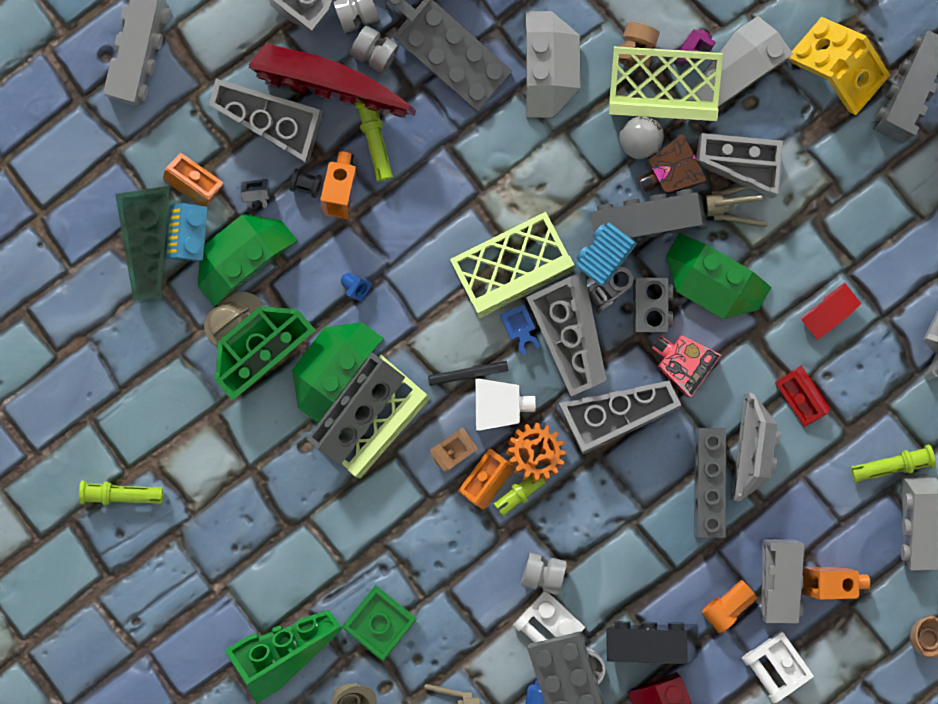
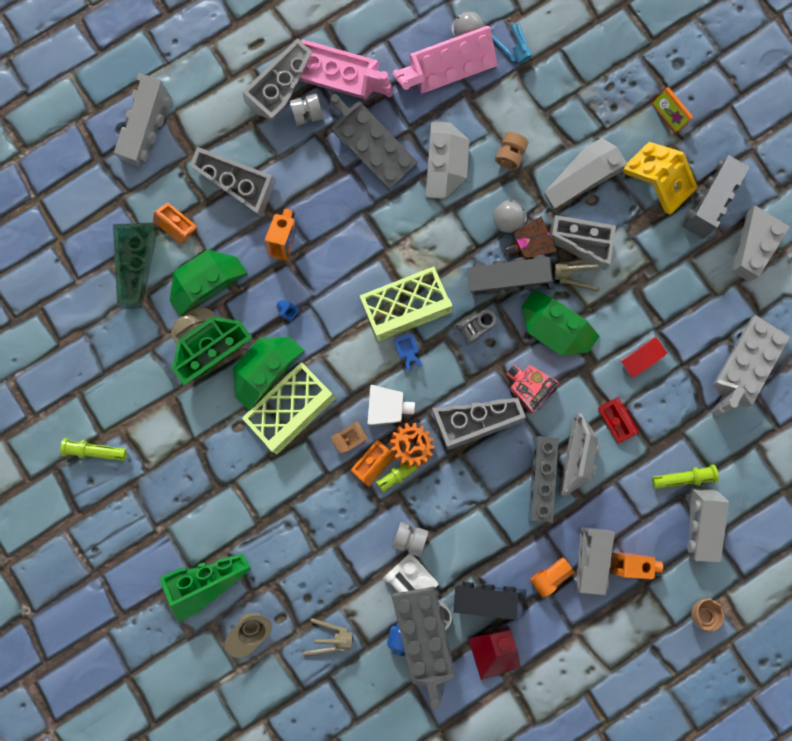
camera: 10 degrees right, 5 degrees down
(186, 232) = (164, 258): dark azure brick -> none
(253, 191) = (219, 233): black tile -> none
(305, 183) = (256, 230): black bush -> none
(326, 78) = (278, 155): dark red wedge -> none
(343, 413) = (267, 399): dark grey brick -> none
(372, 128) = (310, 195): lime pin -> none
(374, 49) = (317, 138): light grey wheel -> none
(379, 622) = (280, 566): green plate -> none
(468, 373) = (365, 381): black bar -> none
(570, 332) = (445, 355): light grey wedge -> none
(605, 253) = (476, 297): dark azure brick -> none
(643, 305) = (502, 341): dark grey brick -> none
(665, 107) = (529, 195): yellowish green fence -> none
(695, 38) = (555, 150): magenta bracket -> none
(786, 663) = (592, 624): white plate -> none

